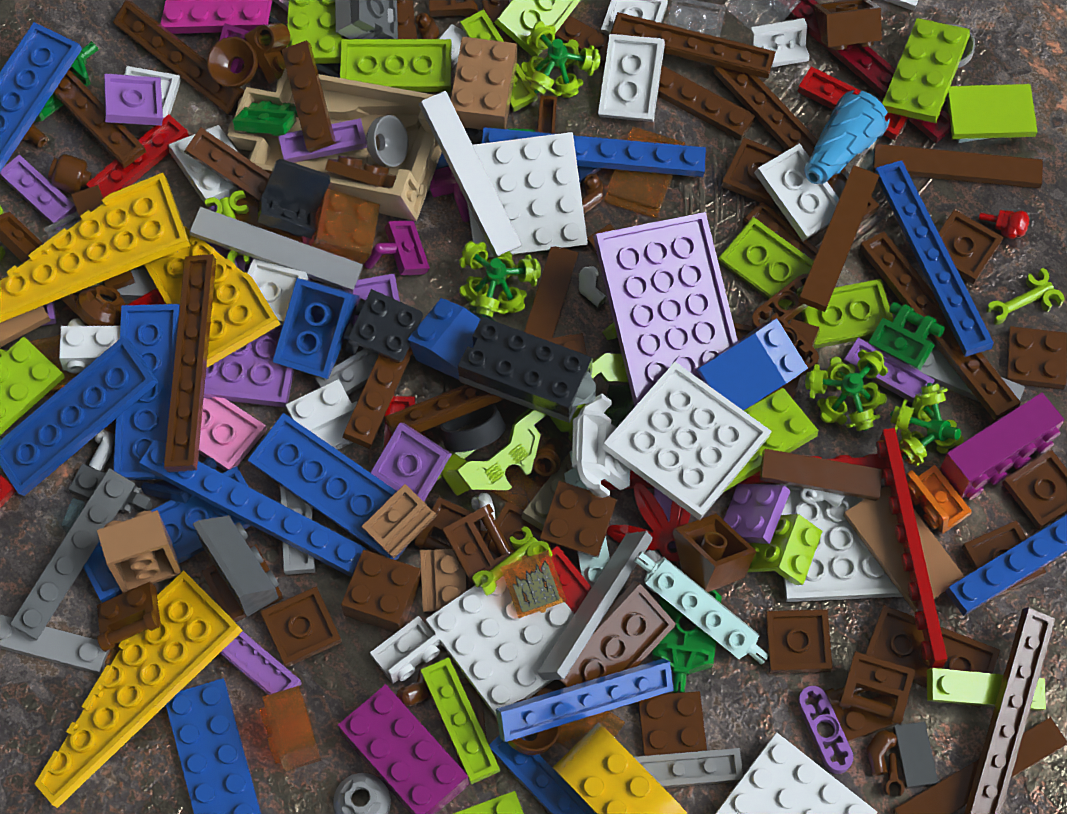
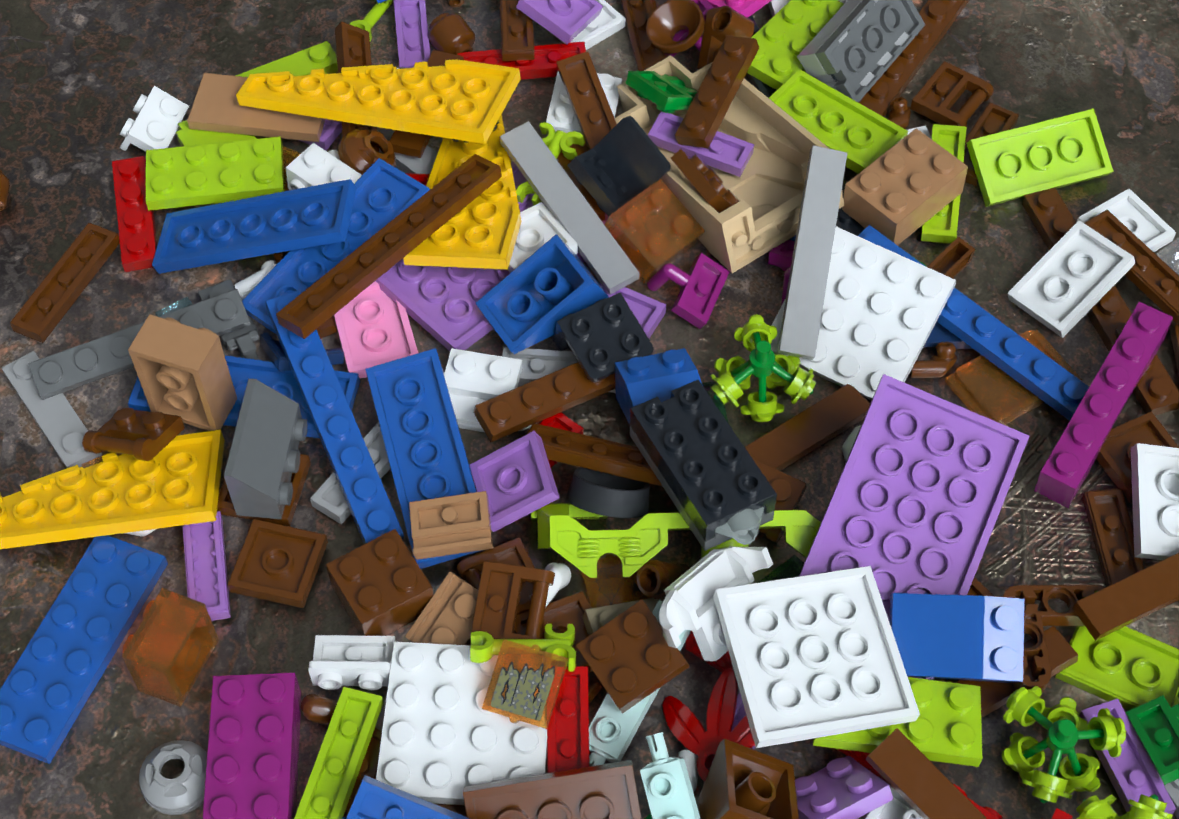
camera: 40 degrees right, 10 degrees down
(392, 141) = (771, 181): light grey piece -> none
(560, 55) = (1019, 218): lime plant -> none
(594, 607) = (566, 756): light grey tile -> none
(714, 133) = (1102, 404): none -> magenta arch
(765, 260) = (1073, 545): lime tile -> none

